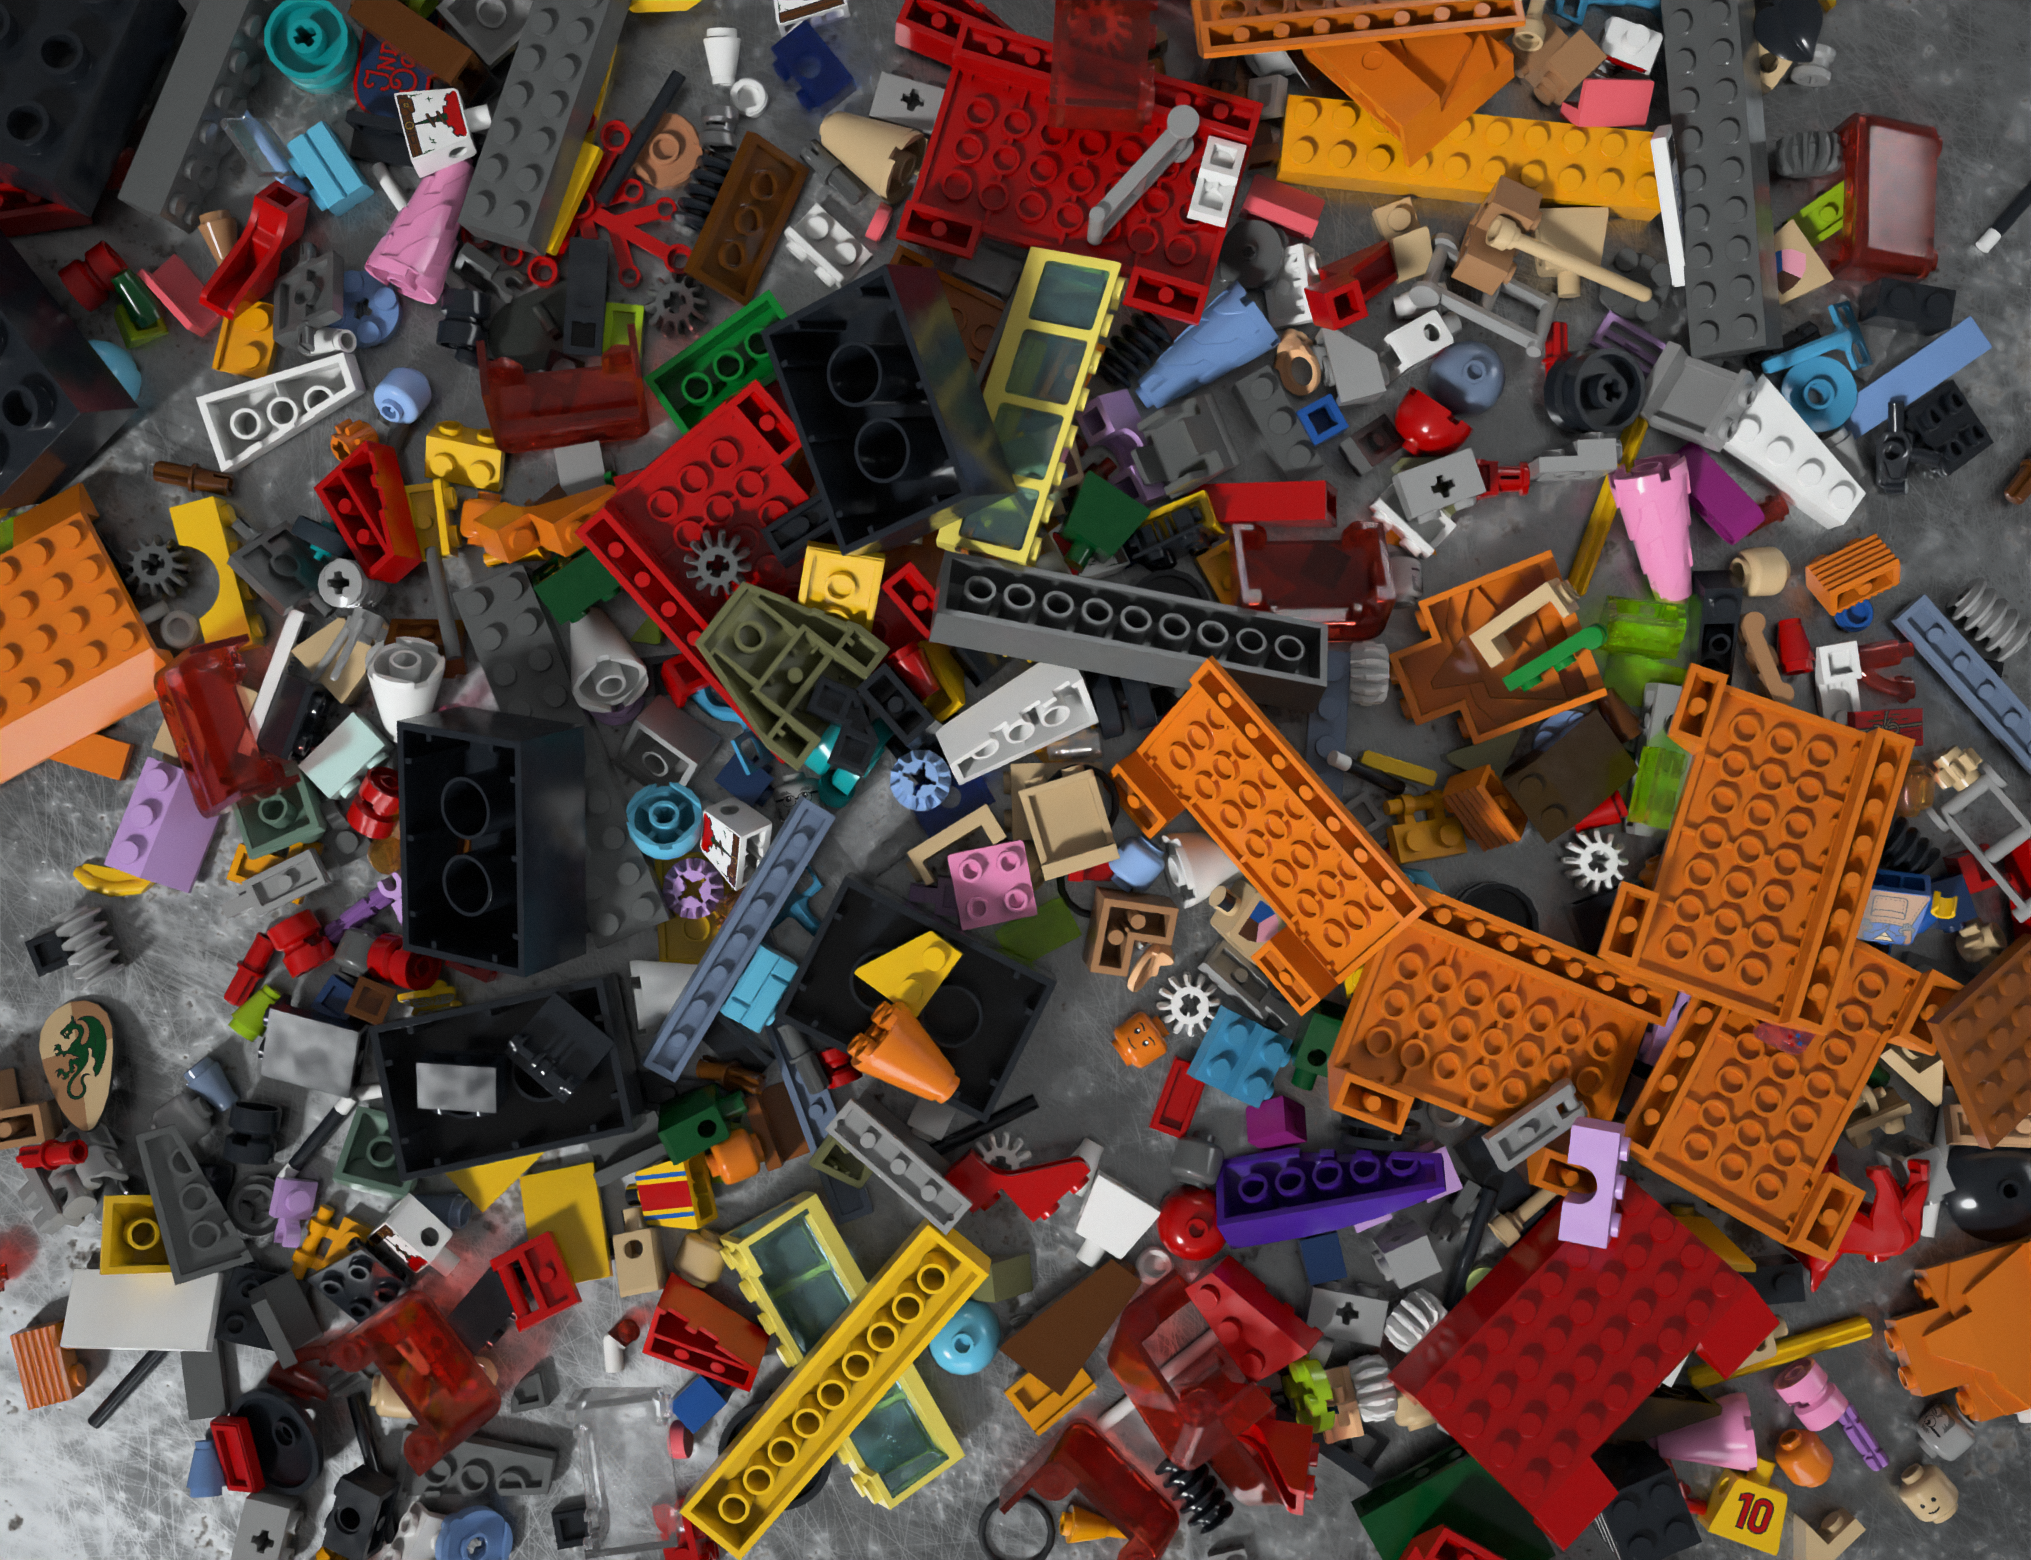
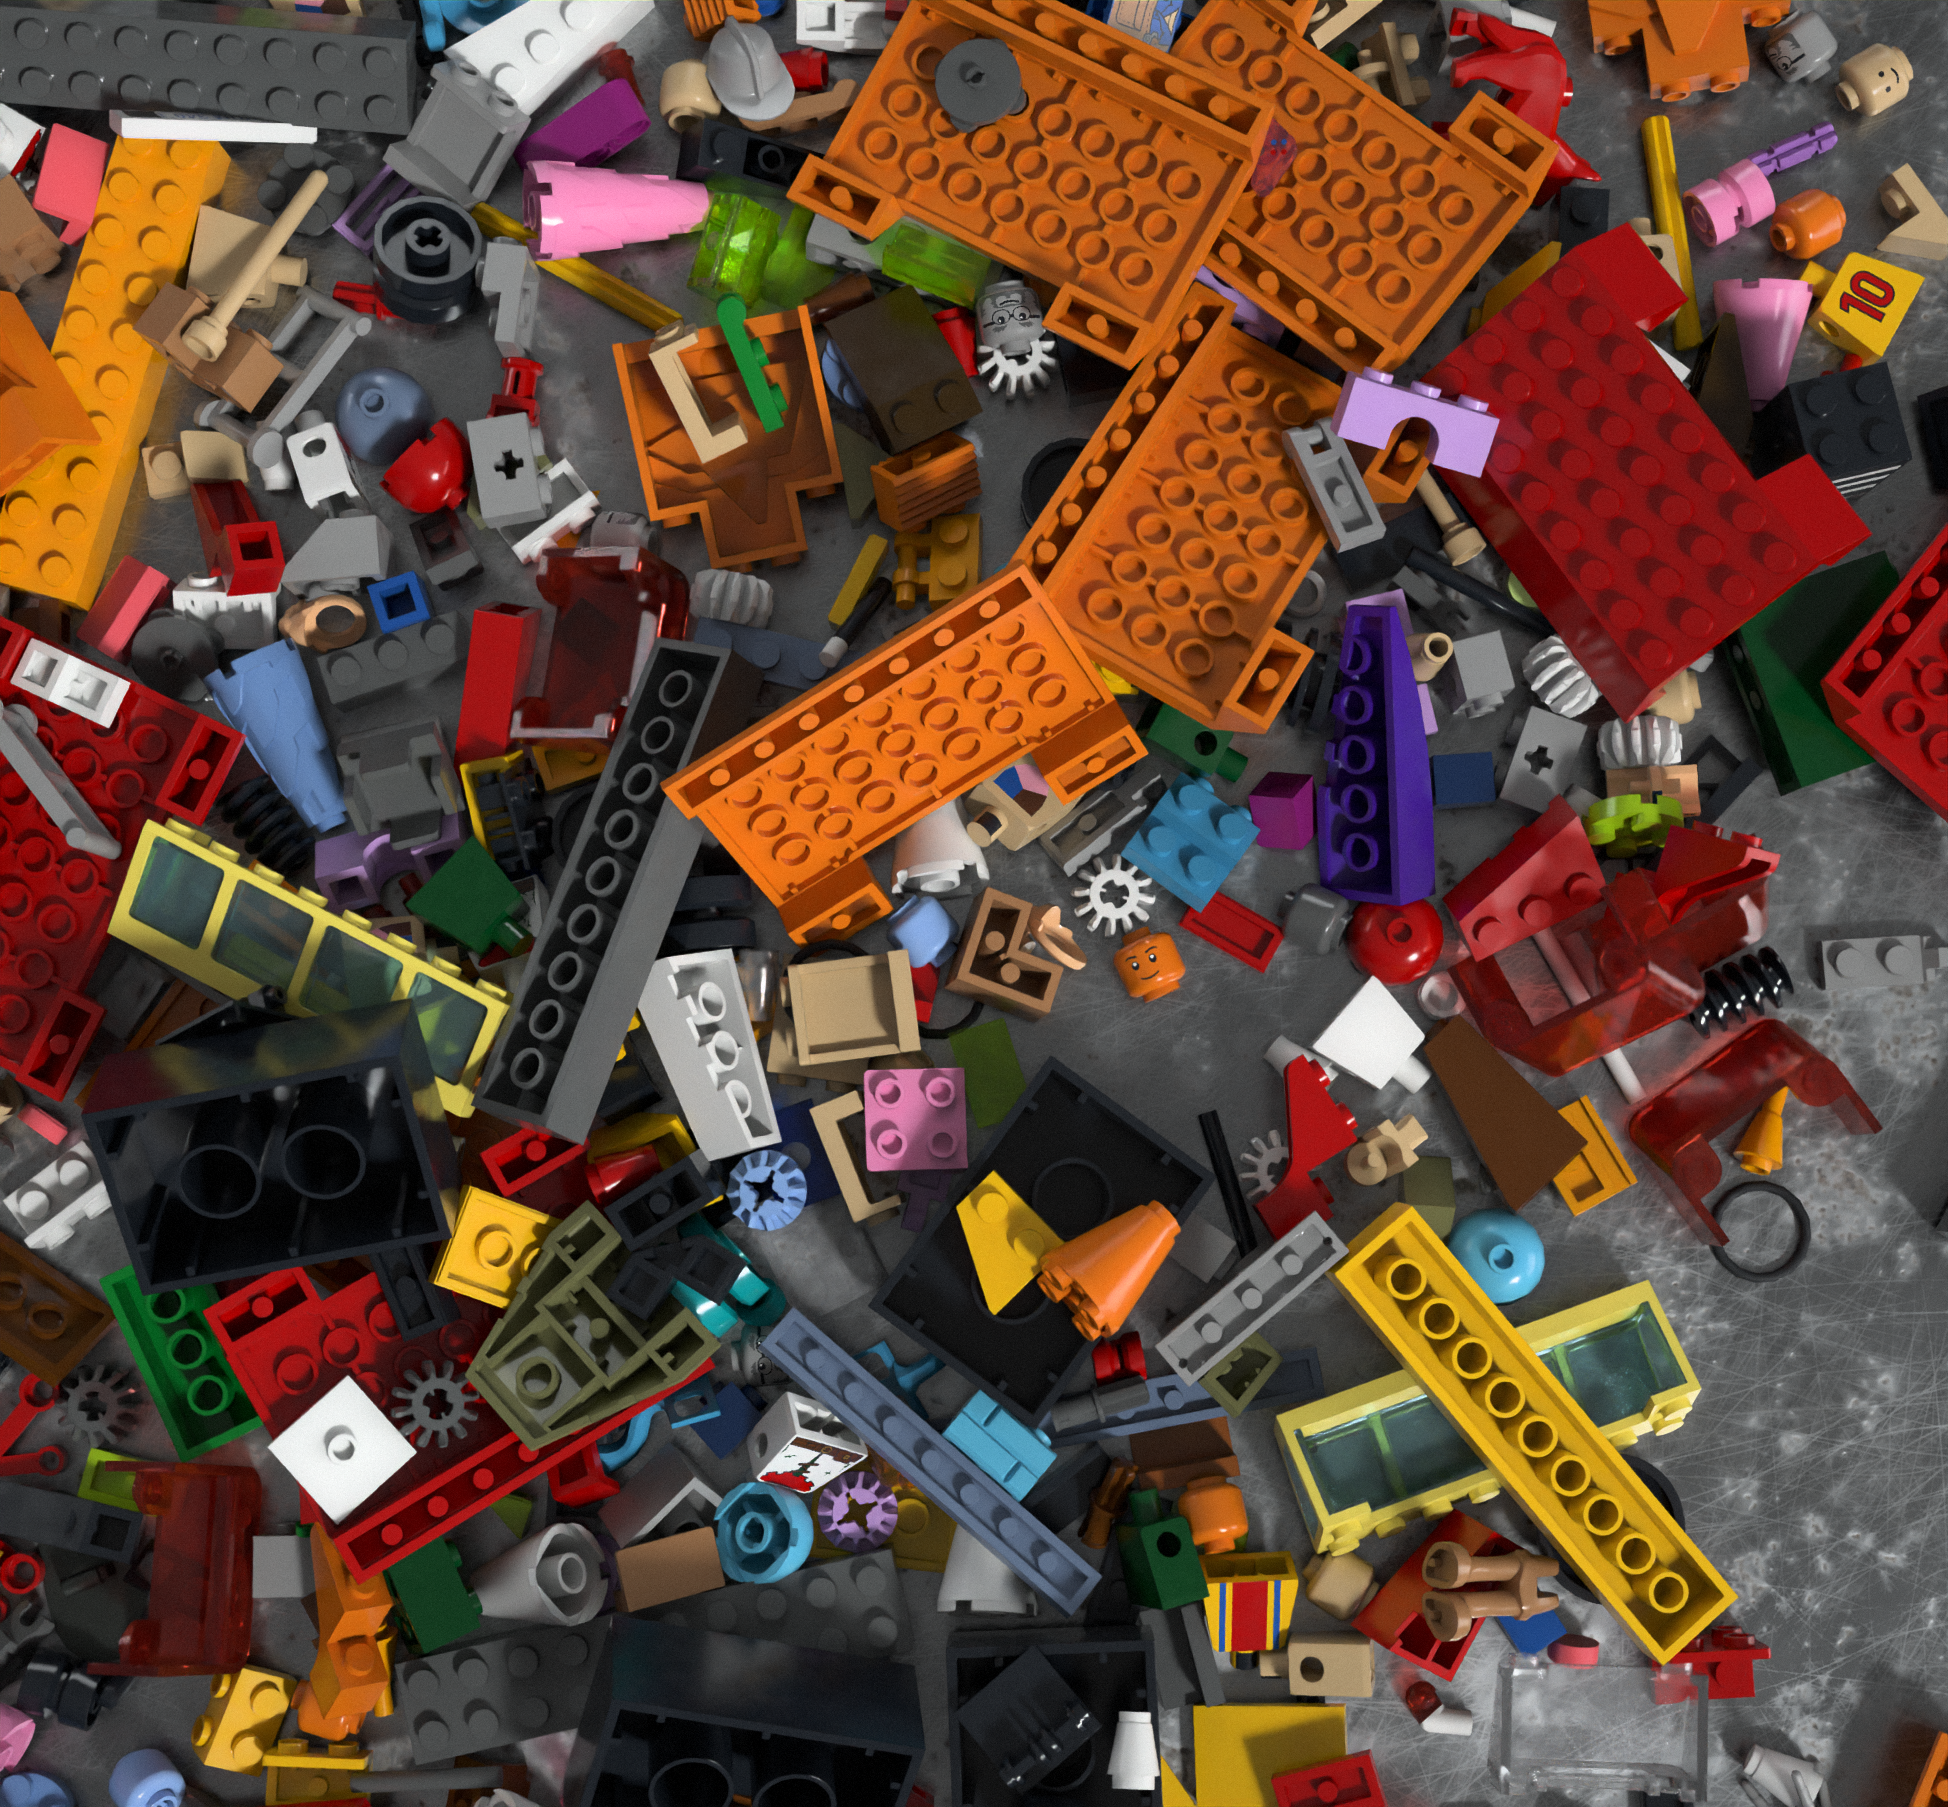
camera: 80 degrees left, 5 degrees down
(548, 1131) = (1134, 1753): none -> white cone
(625, 755) = (667, 1569): none -> medium nougat panel
(672, 499) = (341, 1449): none -> white plate
(713, 1394) = (1517, 1596): none -> medium nougat piece
(989, 373) = (256, 1010): none -> black hinge
(1028, 1242) = (1383, 1151): none -> tan hips
(1416, 1218) = (1428, 653): none -> tan cone
(1624, 852) = (1009, 317): none -> light grey head
(1786, 614) = (748, 72): none -> light grey piece
(1806, 798) = (979, 83): none -> dark grey piece

